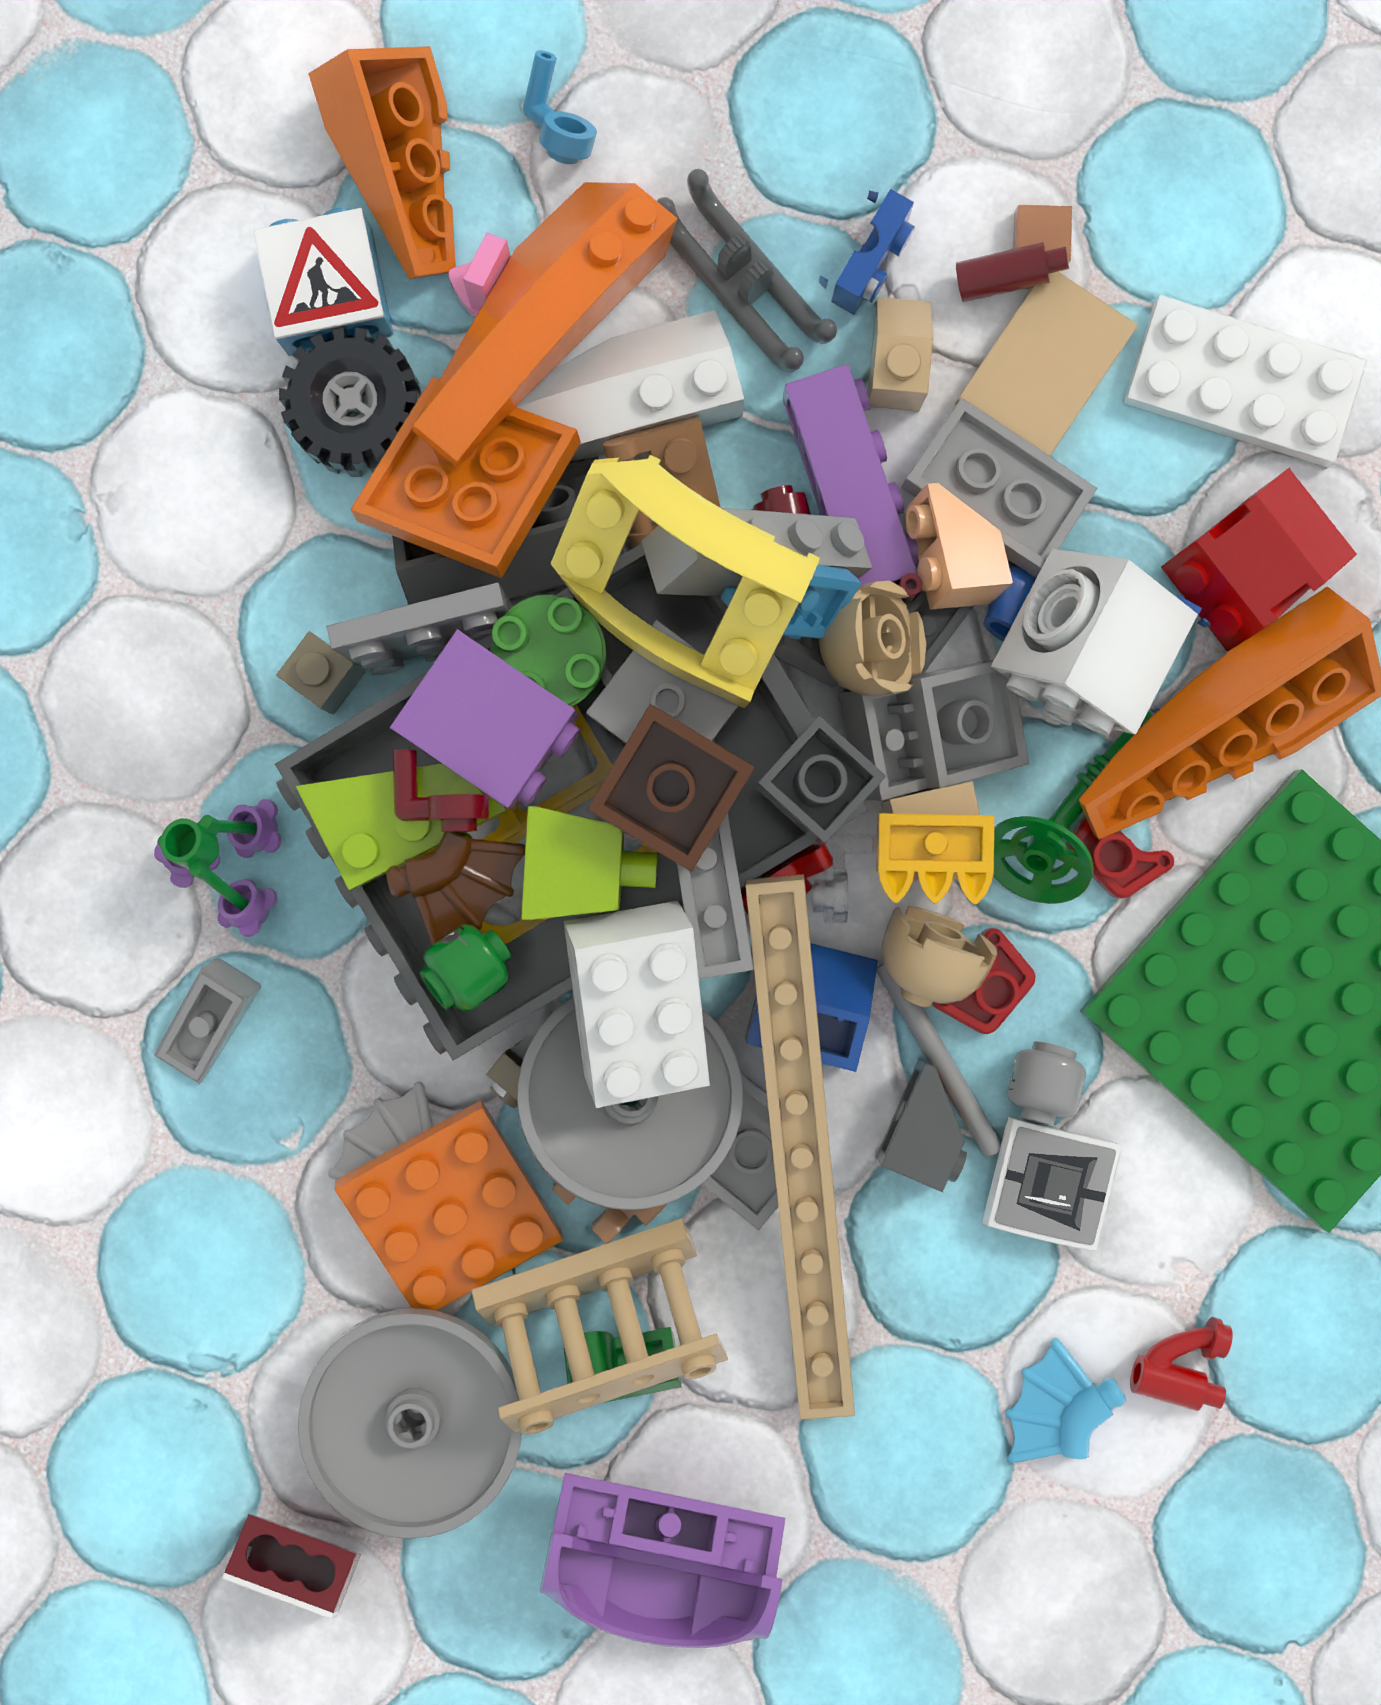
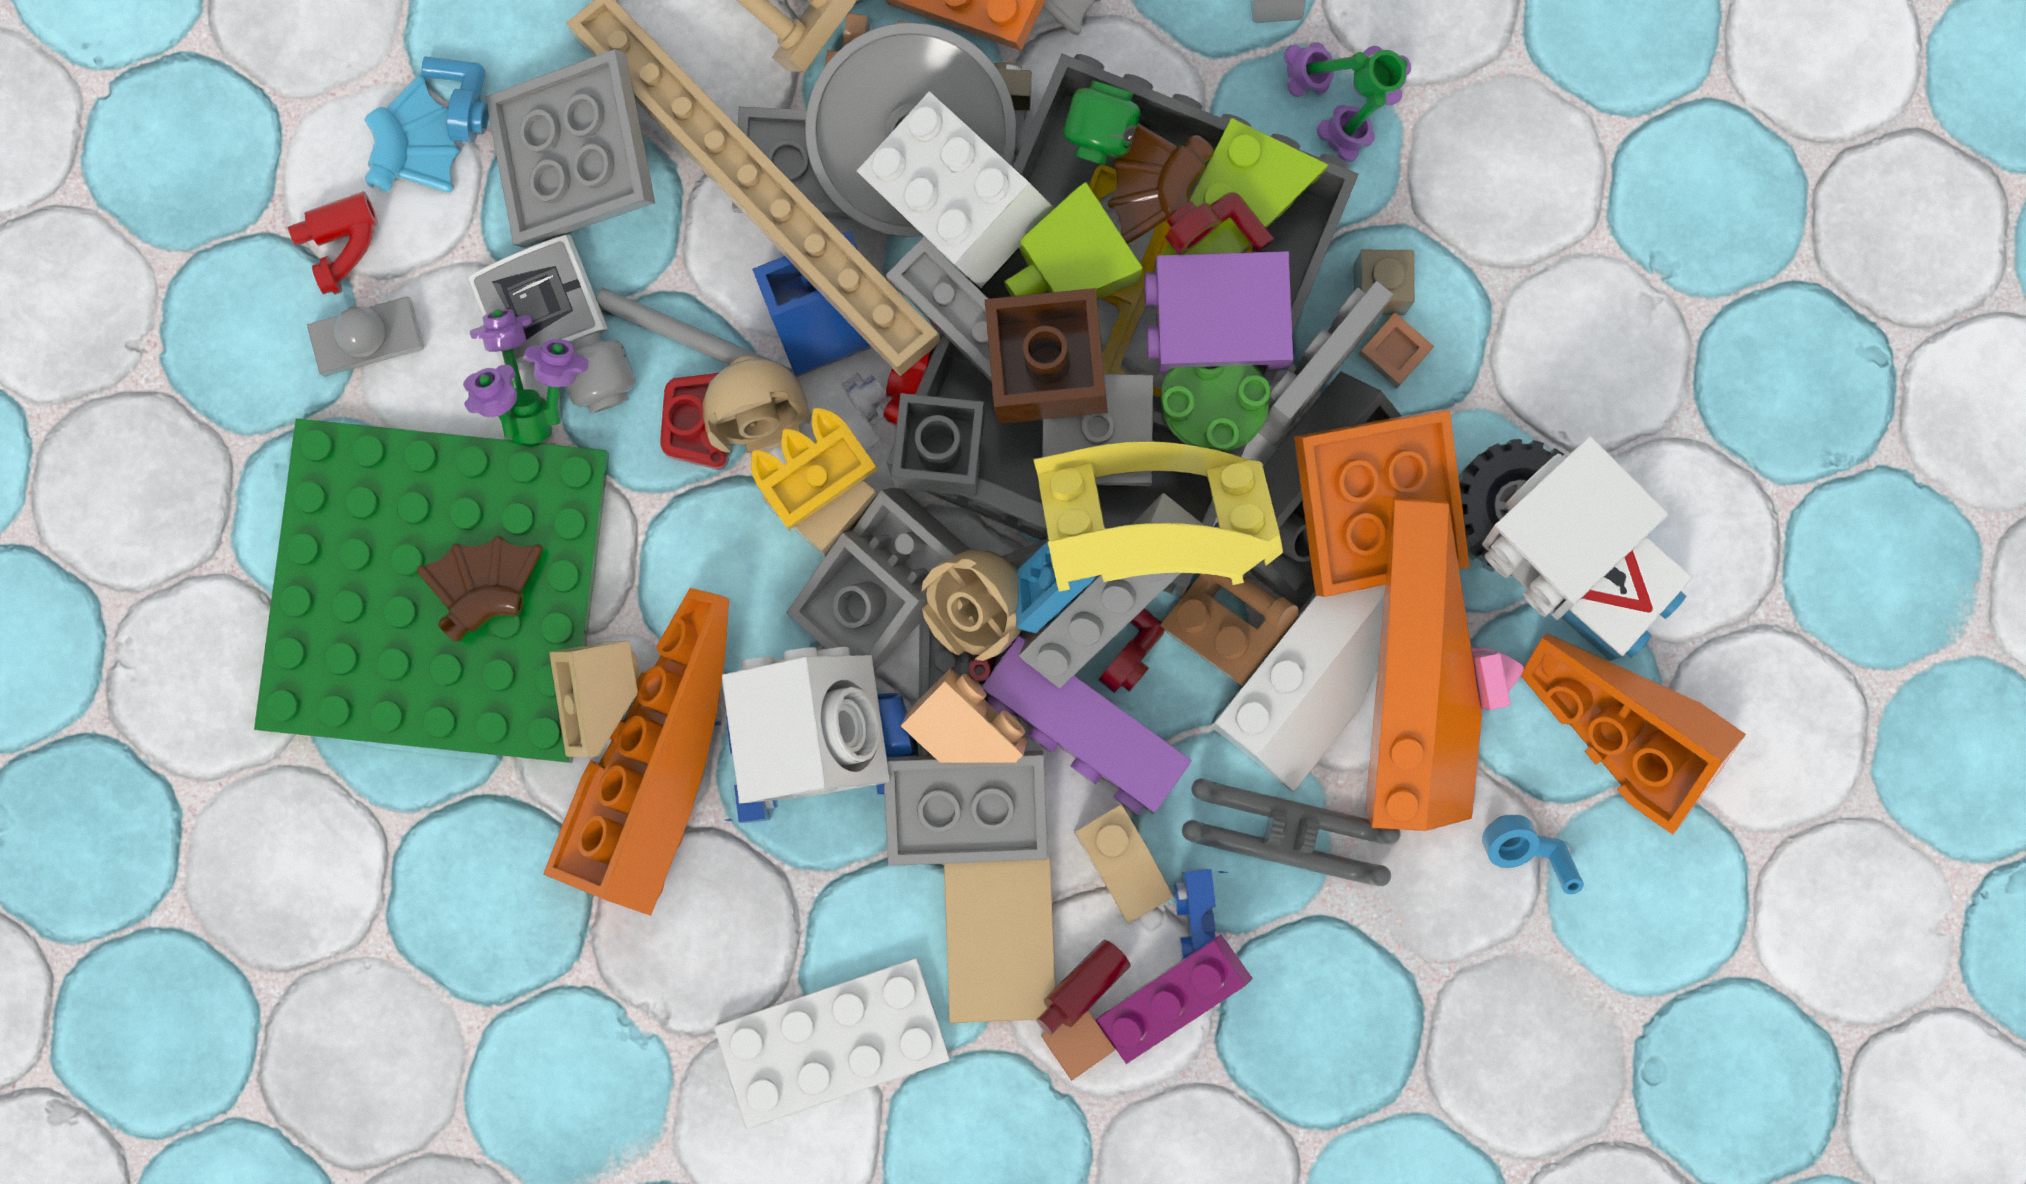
camera: 145 degrees right, 5 degrees down
(324, 324) = (1570, 527): none -> white brick
(350, 601) = (1396, 350): none -> nougat tile
(924, 1133) = (663, 268): dark grey slope -> none
(932, 1297) = (570, 149): none -> light grey plate
(943, 201) = (1174, 999): none -> magenta plate
(996, 1400) = (466, 112): none -> dark azure plate
(1046, 845) = (728, 554): green dish -> none
(1119, 864) = (660, 587): red piece -> none
(1131, 1093) = (500, 391): none -> medium lavender plant
(1218, 1263) = (365, 336): none -> light grey tile
(1243, 808) = (593, 693): none -> tan slope
(1259, 560) = (718, 900): red piece -> none
(1276, 971) = (480, 583): none -> reddish brown arm

